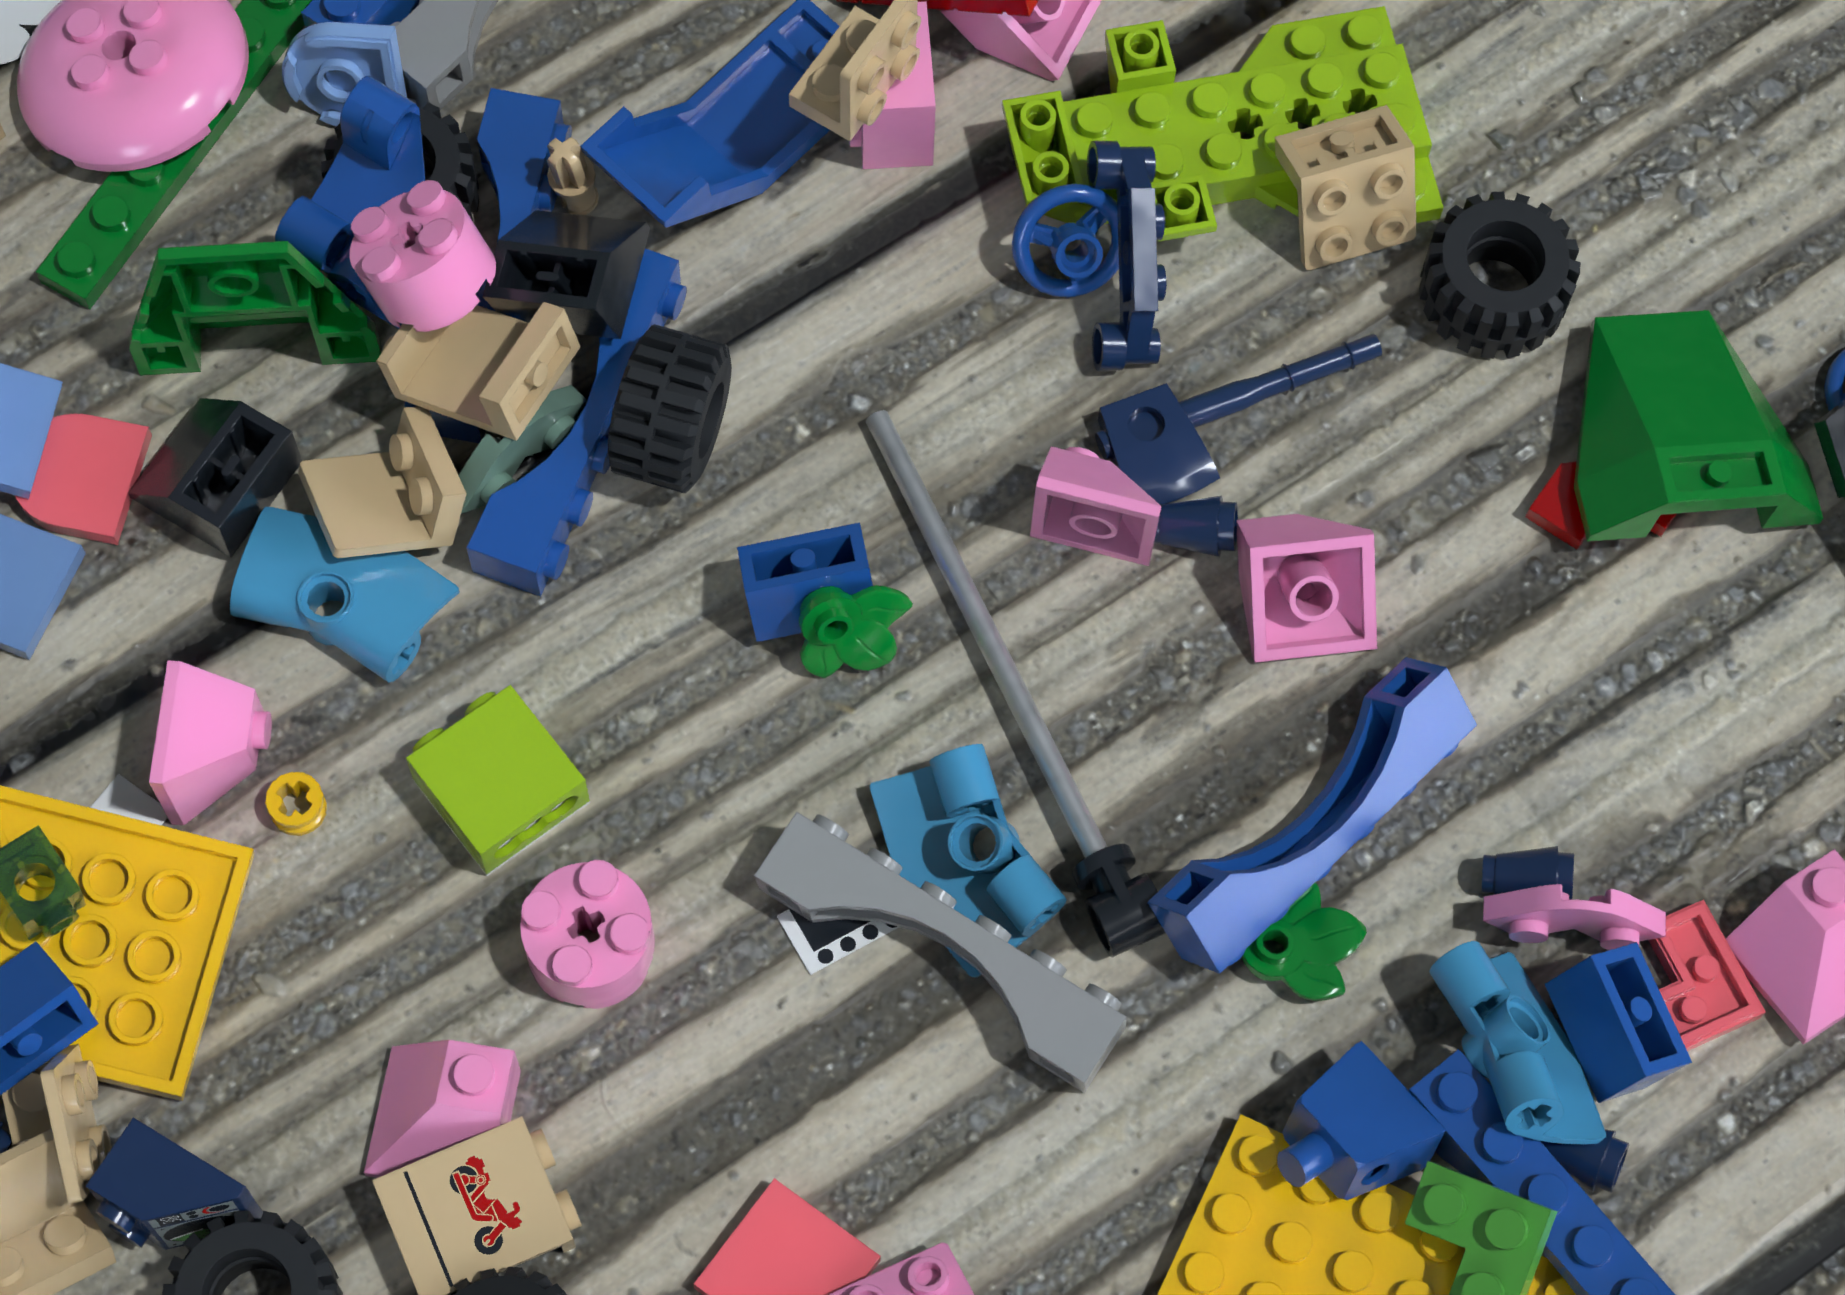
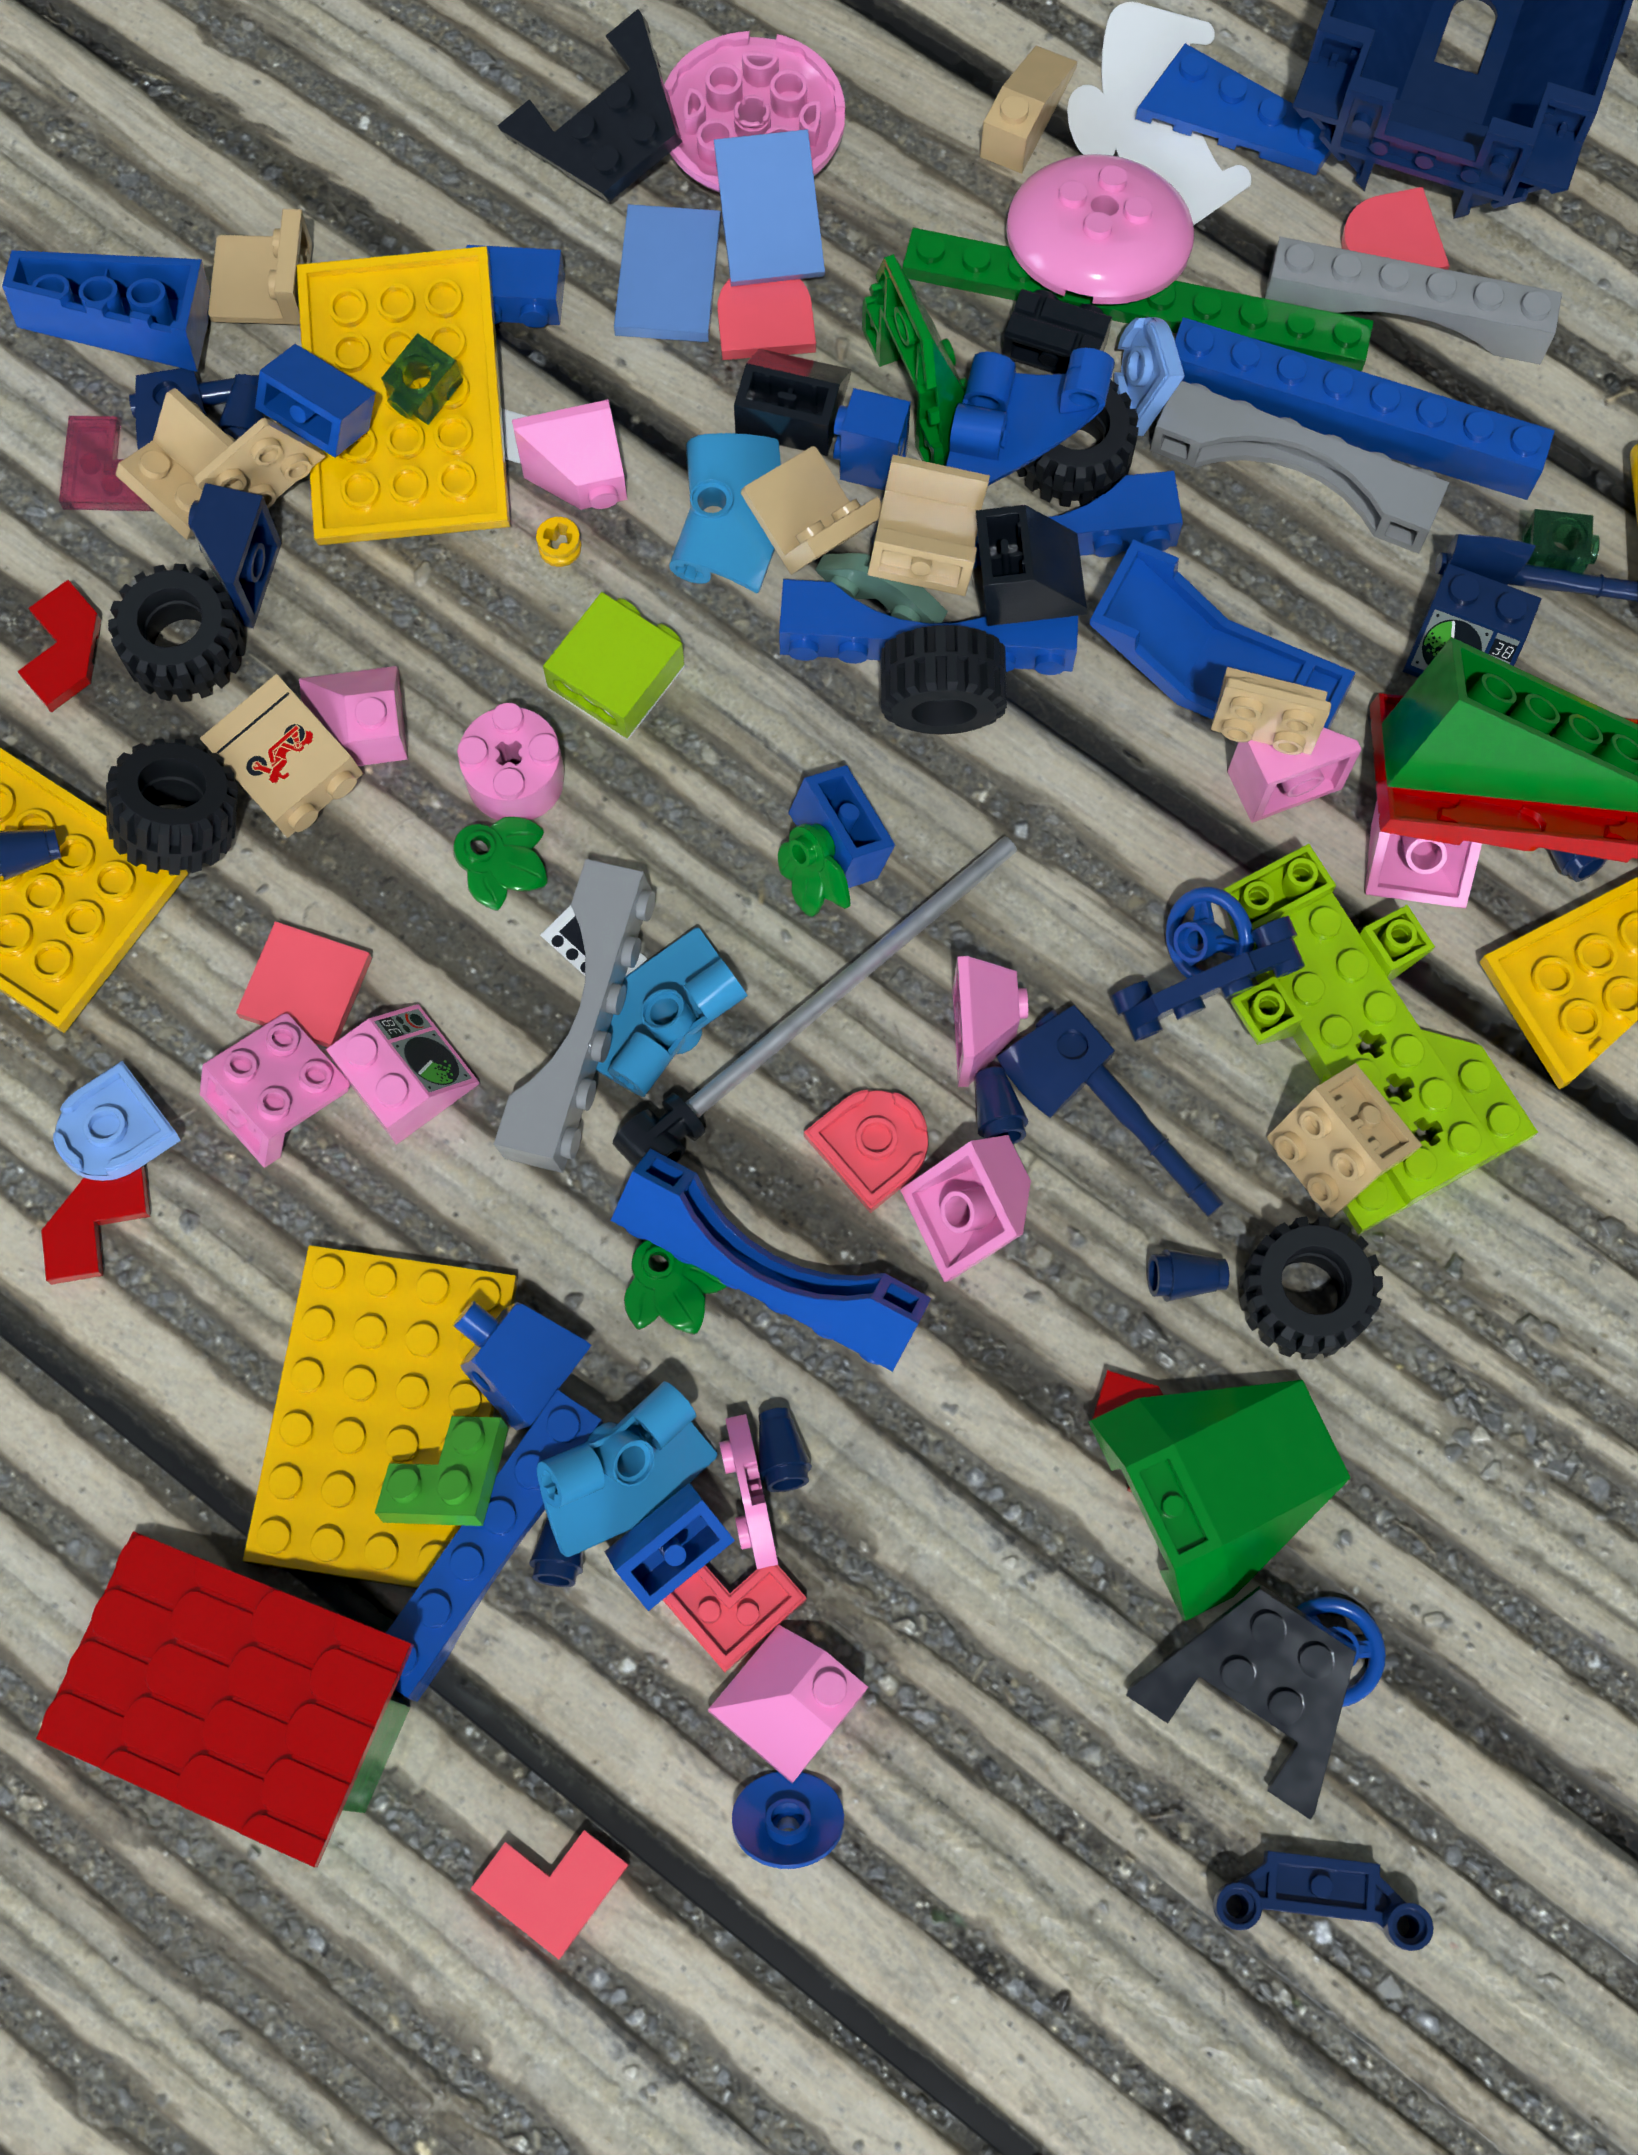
camera: 75 degrees right, 5 degrees up
(252, 159) = (1048, 330): none -> black brick
(322, 391) = (869, 435): none -> blue brick
(421, 257) = (979, 449): bright pink brick -> none
(572, 176) = (1119, 537): tan axle -> none
(705, 981) = (506, 865): none -> green plate
(944, 1177) = (402, 1069): none -> bright pink slope
(1192, 675) = (872, 1143): none -> coral tile
(1444, 397) = (1185, 1275): none -> dark blue cone

